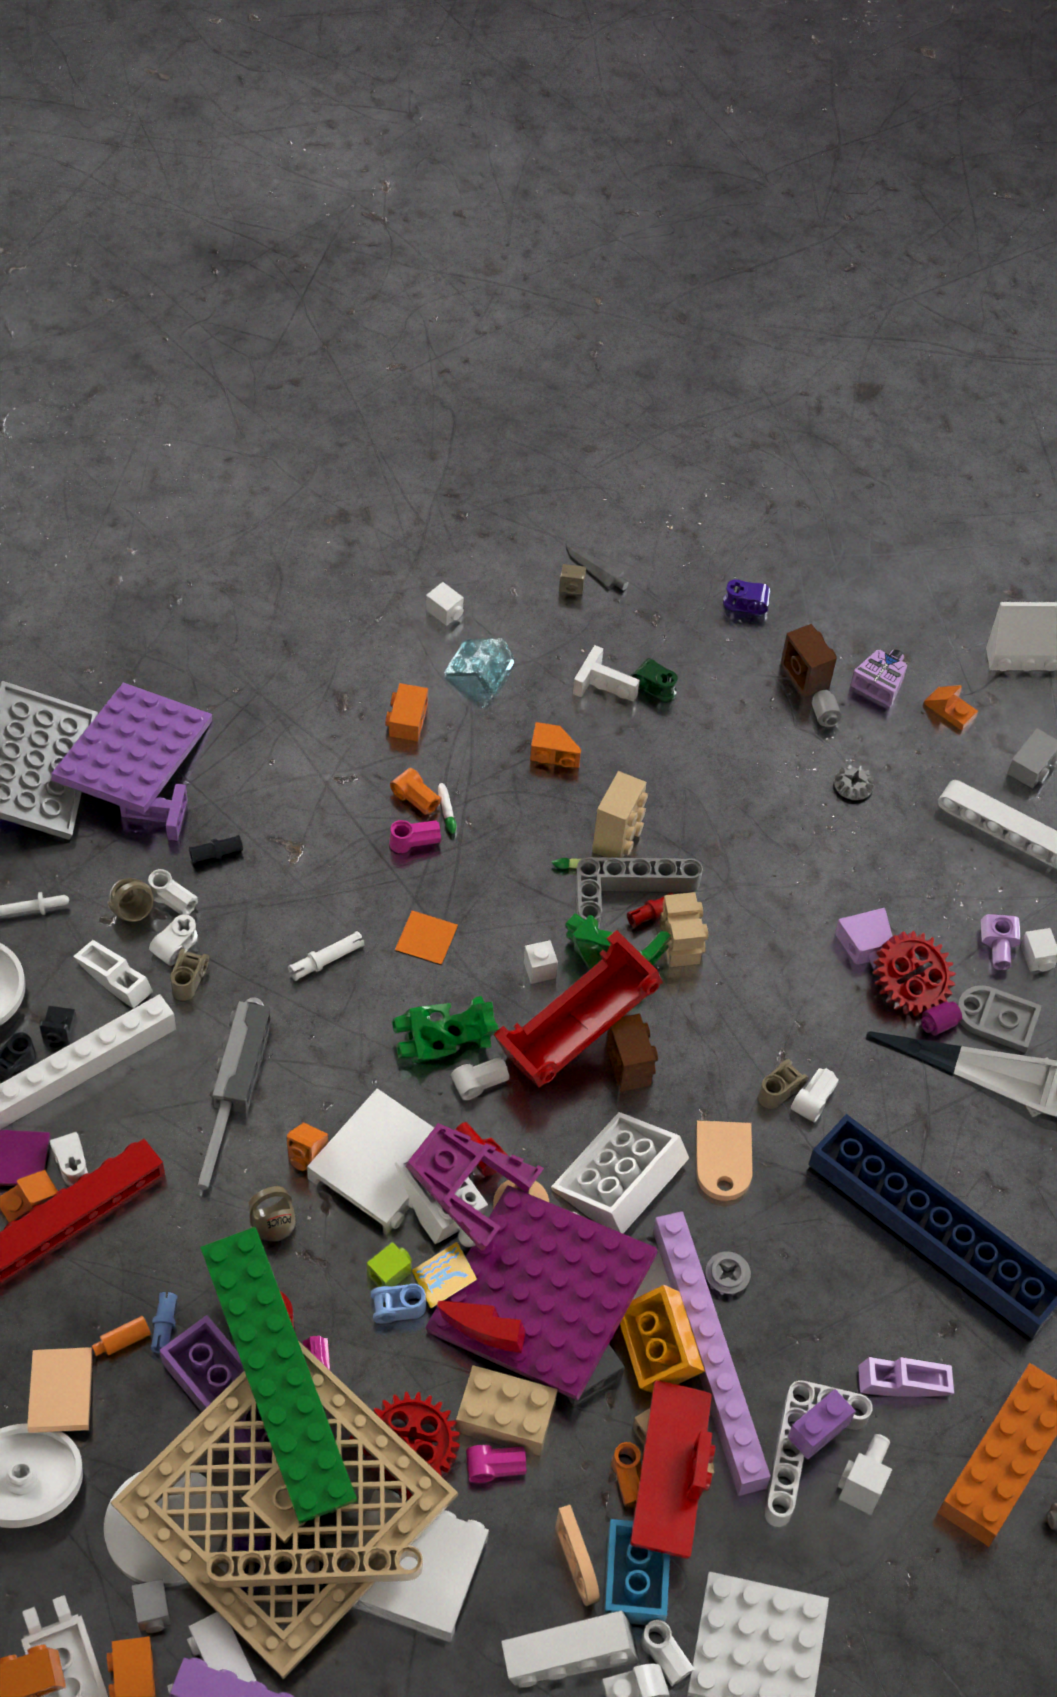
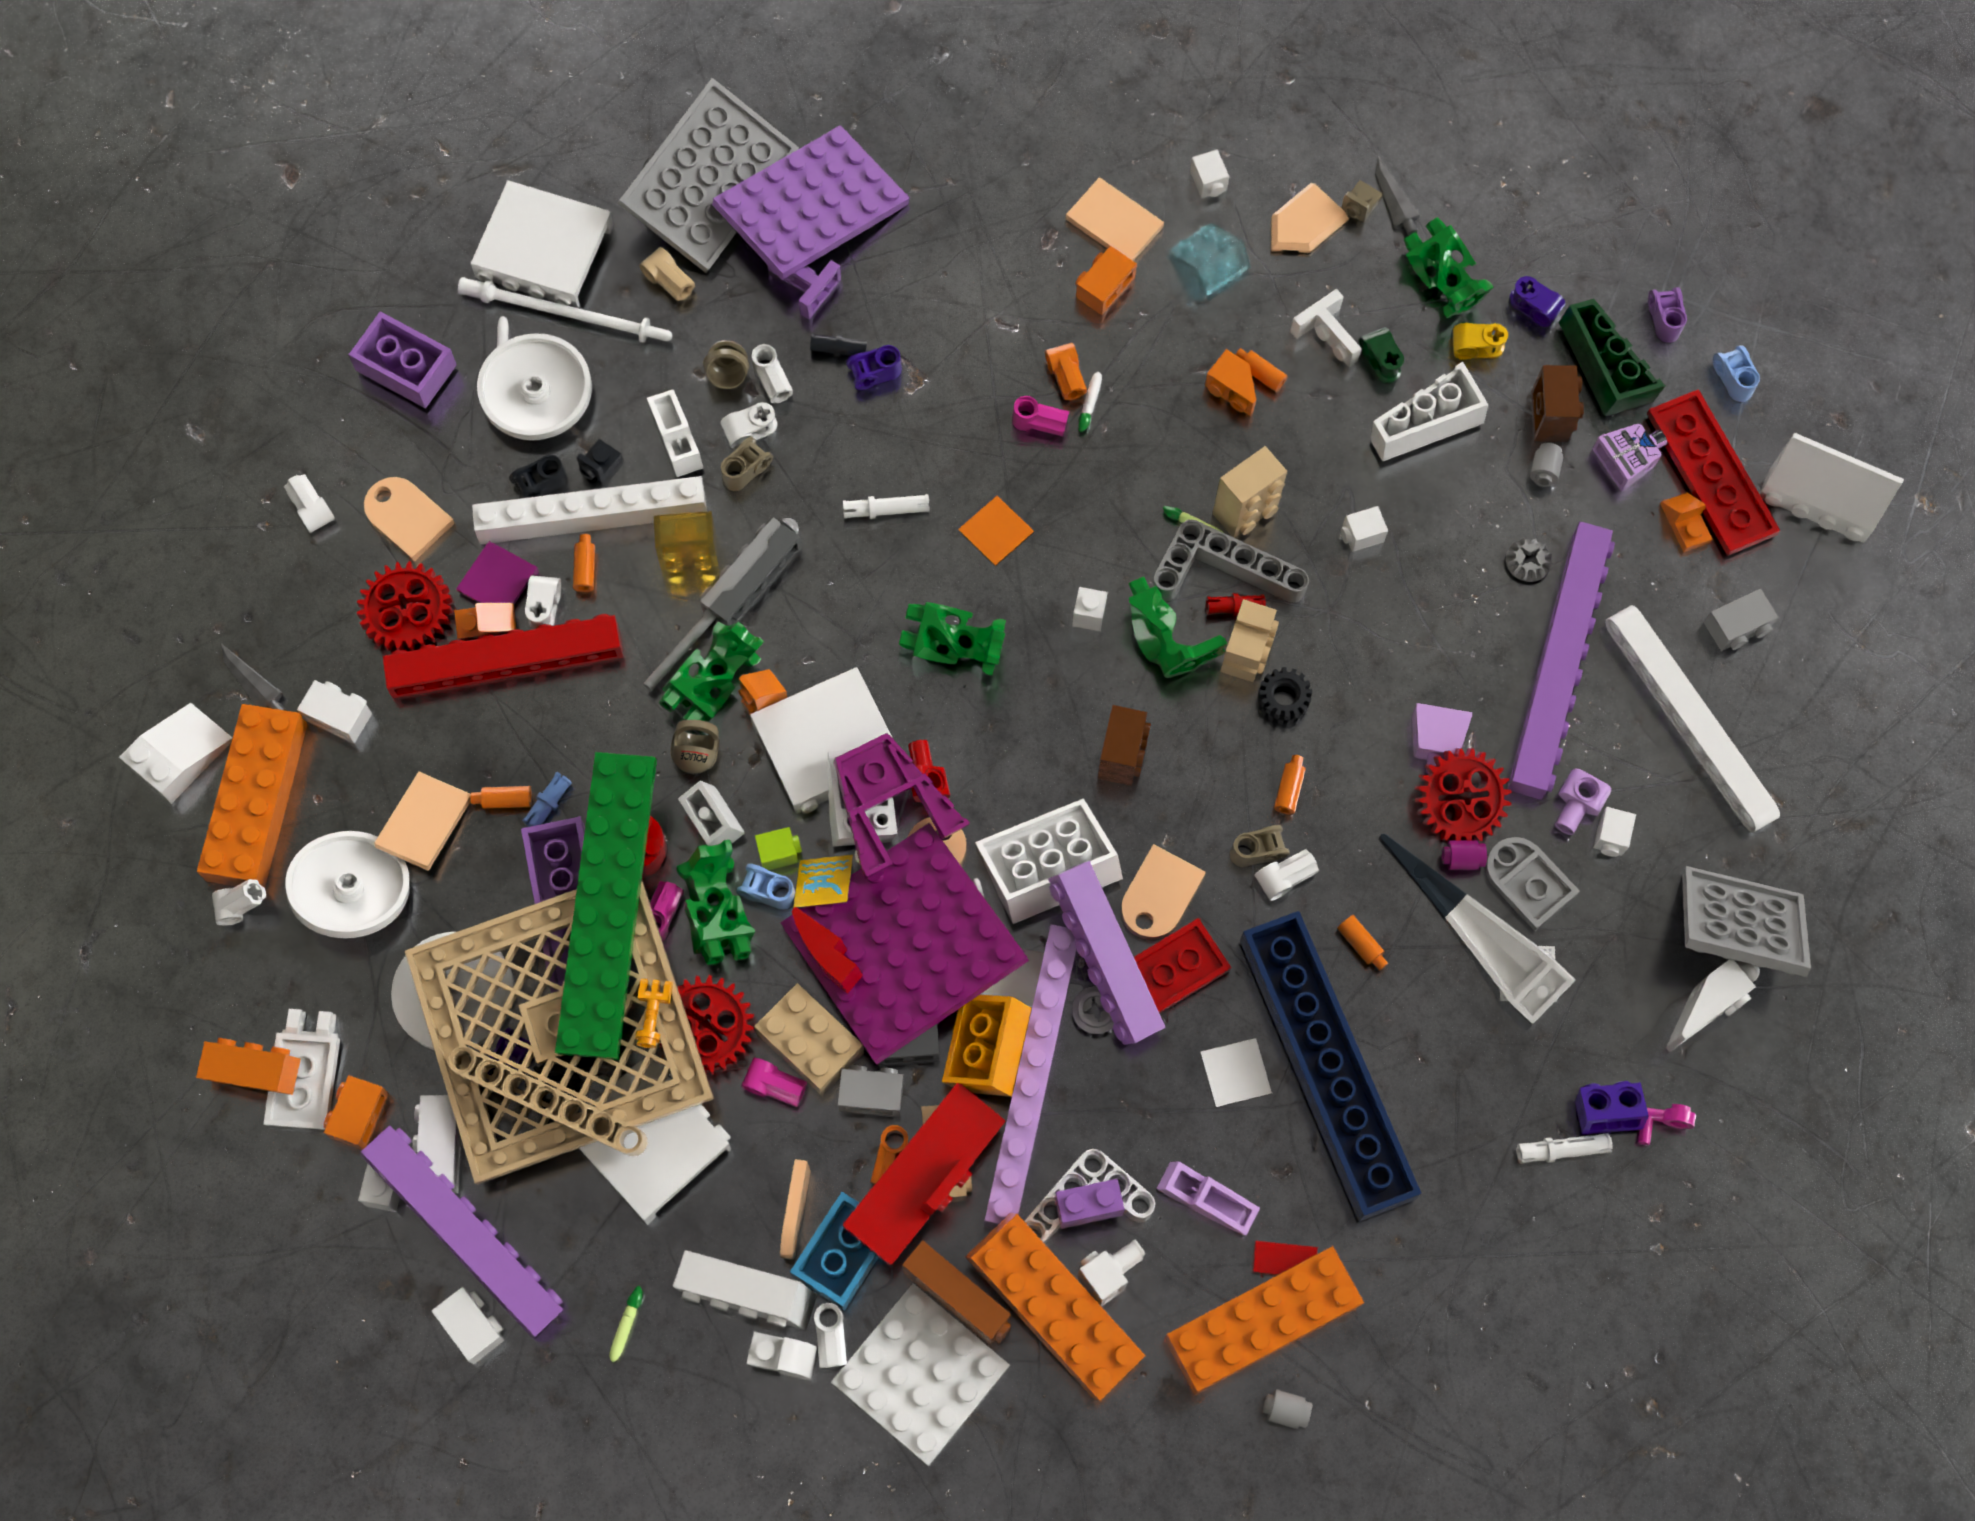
camera: 30 degrees right, 15 degrees up
(31, 850) = (662, 269): none -> tan piece
(90, 1112) = (584, 564): none -> orange cylinder
(151, 1606) = (401, 1059): light grey brick -> none
(174, 1052) = (686, 541): none -> clear yellow brick
(253, 854) = (873, 367): none -> dark purple piece
(259, 1123) = (731, 649): none -> green hips
(318, 1264) = (710, 814): none -> white brick
(371, 1358) = (709, 923): none -> green hips
(375, 1465) = (648, 1037): none -> light orange hinge
(387, 666) = (1114, 219): none -> light nougat tile
(473, 1080) = (956, 700): white piece -> none
(538, 609) = (1306, 221): none -> light nougat tile
(574, 729) = (1263, 370): none -> orange cylinder
(581, 1012) = (1088, 684): red windscreen -> none
(582, 1428) = (870, 1091): none -> light grey brick
(655, 591) = (1437, 253): none -> green hips
(715, 1218) = (1106, 953): none -> medium lavender brick
(719, 811) = (1364, 529): none -> white brick
(721, 705) = (1431, 415): none -> white wedge
(722, 641) = (1477, 340): none -> yellow piece
(731, 948) = (1287, 679): none -> black tyre
(755, 1557) = (957, 1294): none -> dark orange brick
(772, 1208) = (1181, 964): none -> red plate
(777, 1027) = (1290, 786): none -> orange cylinder
(841, 624) = (1607, 360): none -> dark green wedge
(841, 1524) = (1055, 1306): none -> orange brick
(847, 568) = (1667, 309): none -> medium lavender piece
(866, 1270) = (1236, 1072): none -> white sticker
(904, 1120) = (1363, 942): none -> orange cylinder
(924, 588) = (1736, 368): none -> light blue piece
(924, 845) = (1560, 661): none -> medium lavender brick
(950, 664) = (1713, 472): none -> red plate
(988, 1399) = (1277, 1258): none -> red tile

